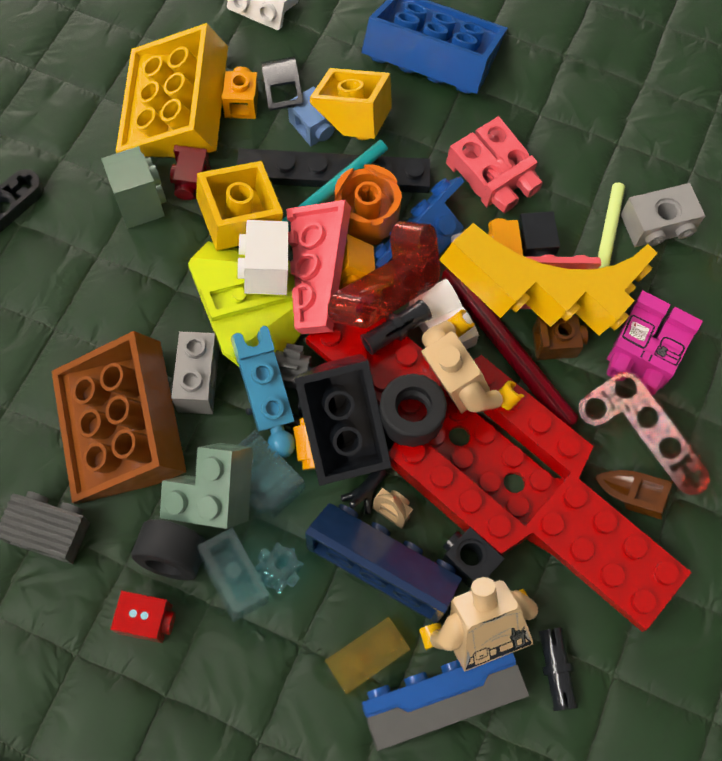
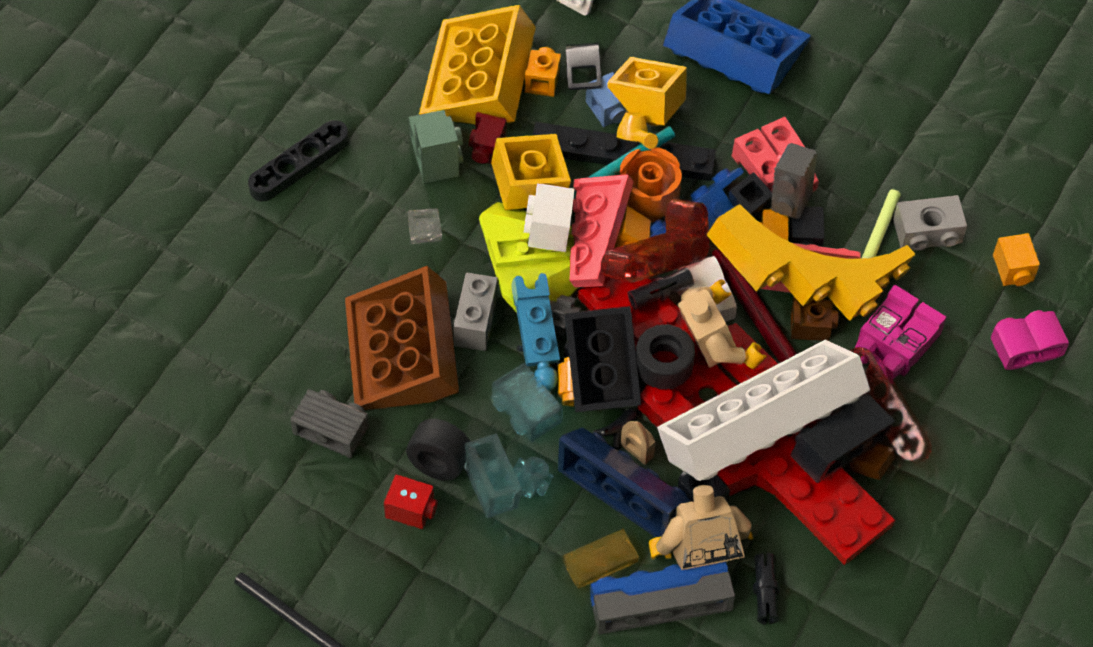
camera: 10 degrees right, 10 degrees down
(131, 278) = (424, 226): none -> clear plate
(218, 491) = (489, 403): sand green brick -> none
(343, 146) = (634, 128): none -> yellow bar
(476, 207) = (751, 195): none -> black brick
(524, 186) = (793, 180): none -> dark grey brick
(534, 469) = (763, 409): none -> white brick
(621, 484) = (841, 437): none -> black brick

